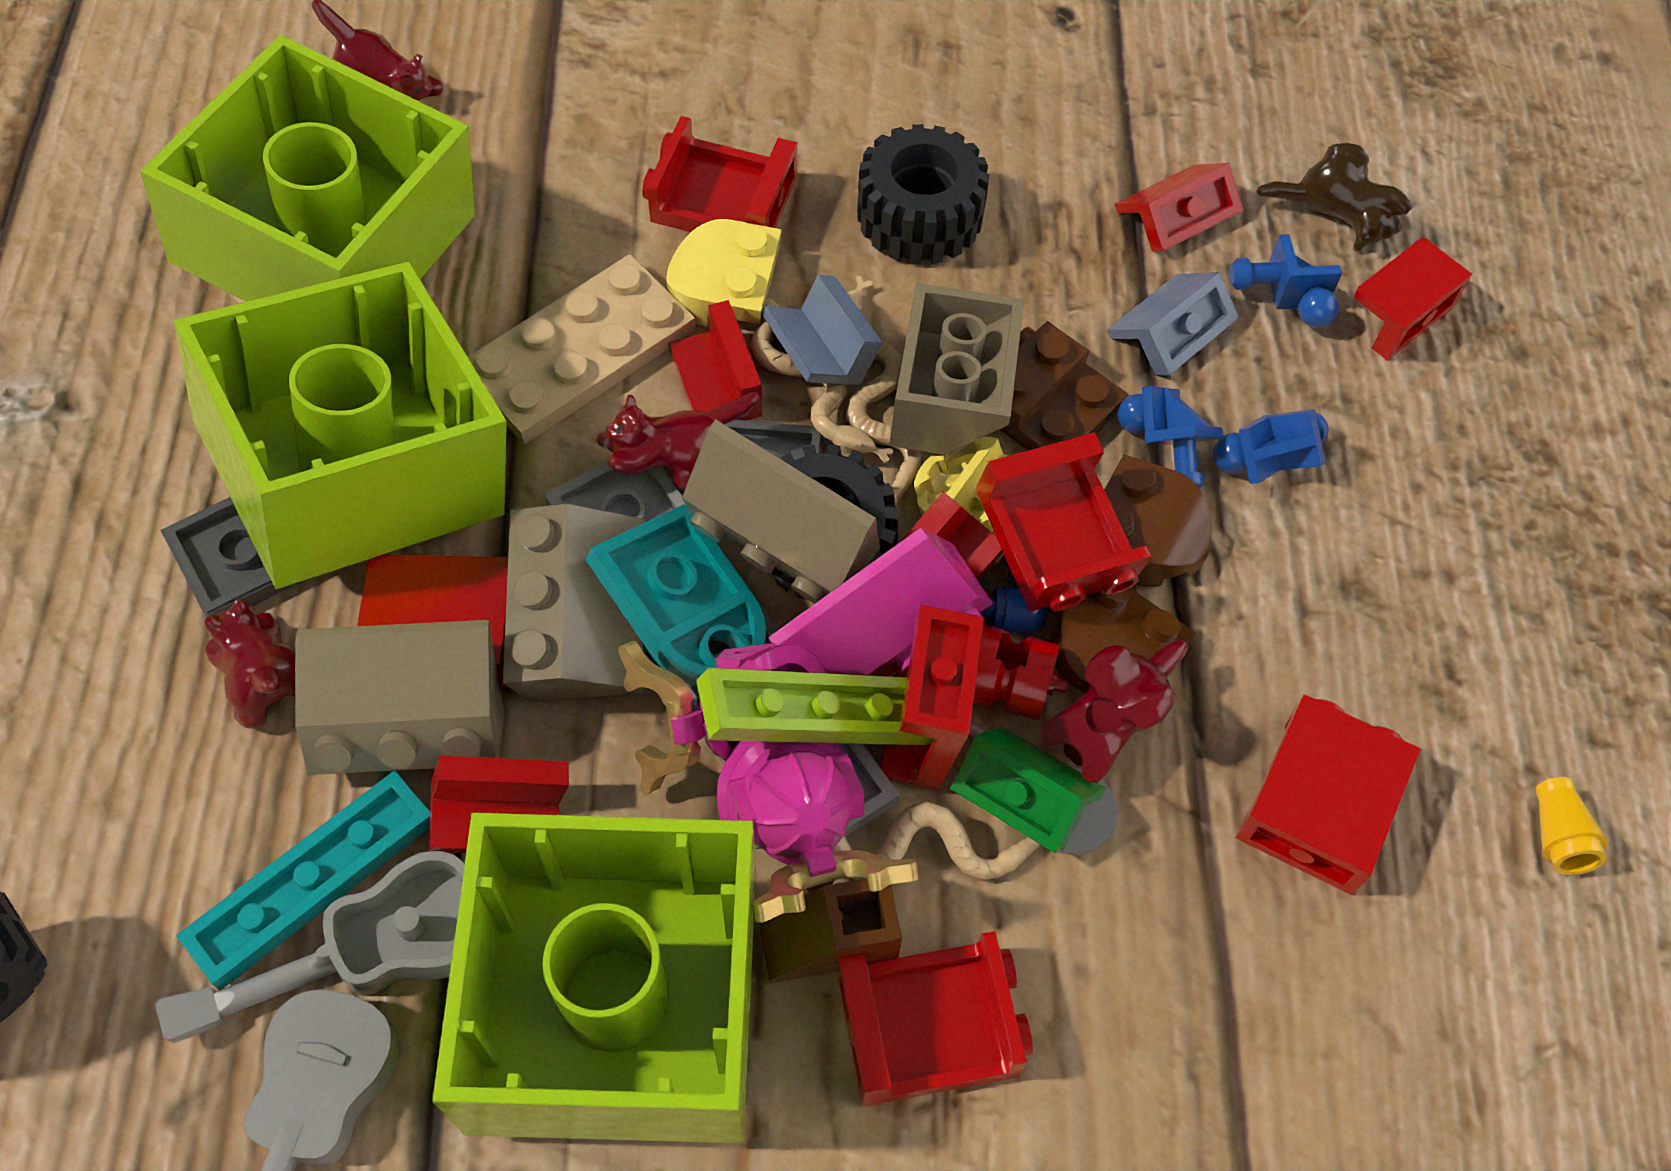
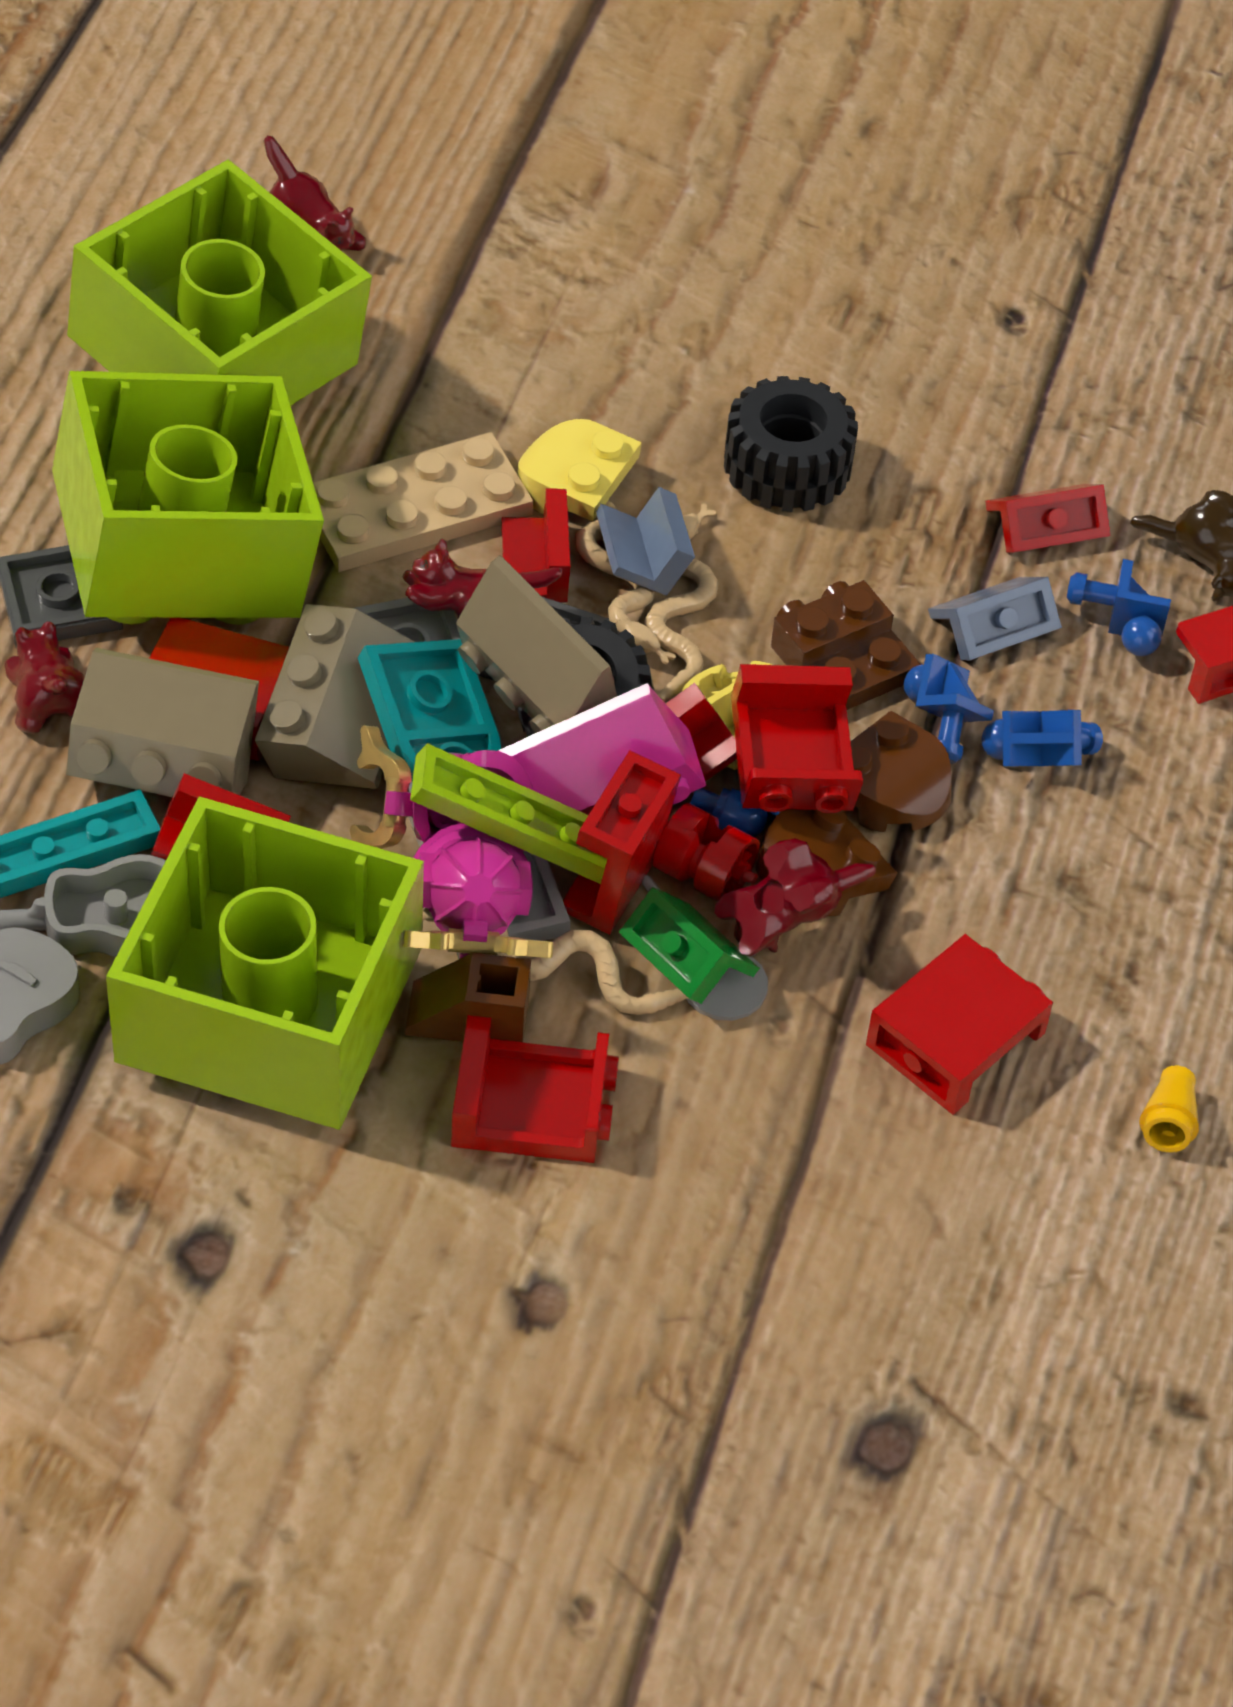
camera: 15 degrees right, 10 degrees down
(713, 181) = (593, 385): red panel -> none
(956, 368) = (751, 593): dark tan slope -> none

